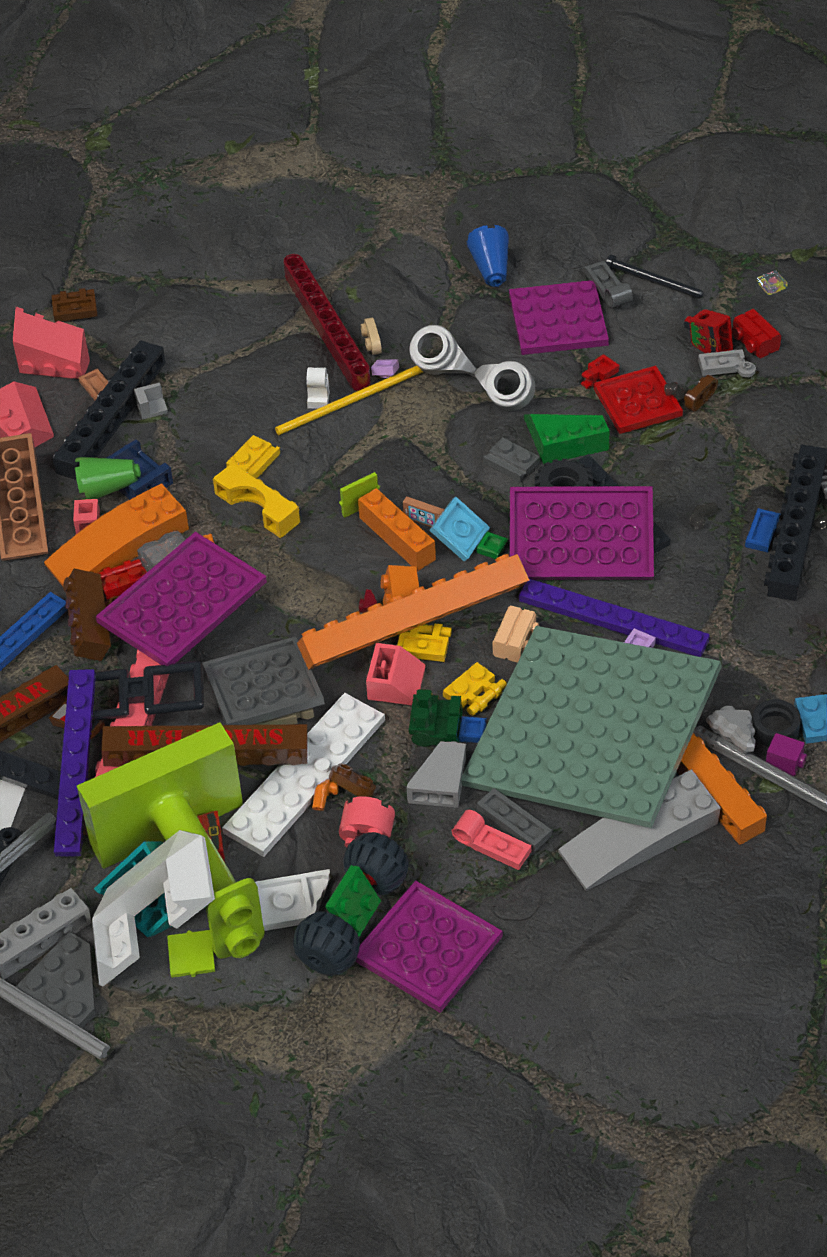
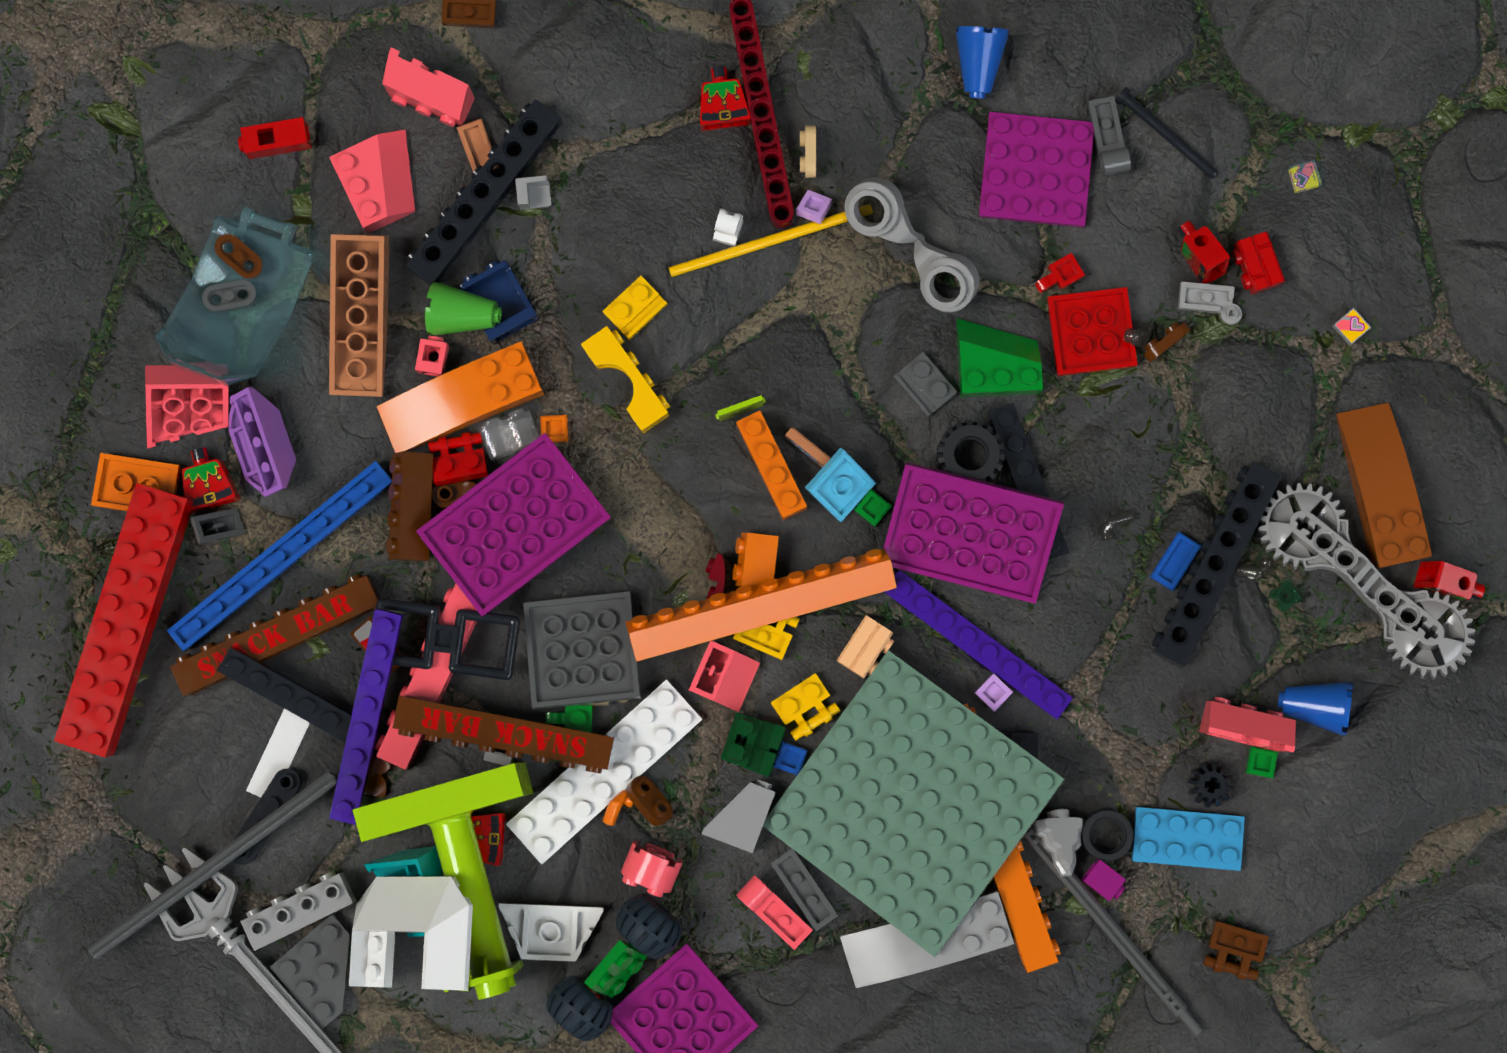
camera: 15 degrees right, 35 degrees up
(295, 322) = (723, 102): none -> torso

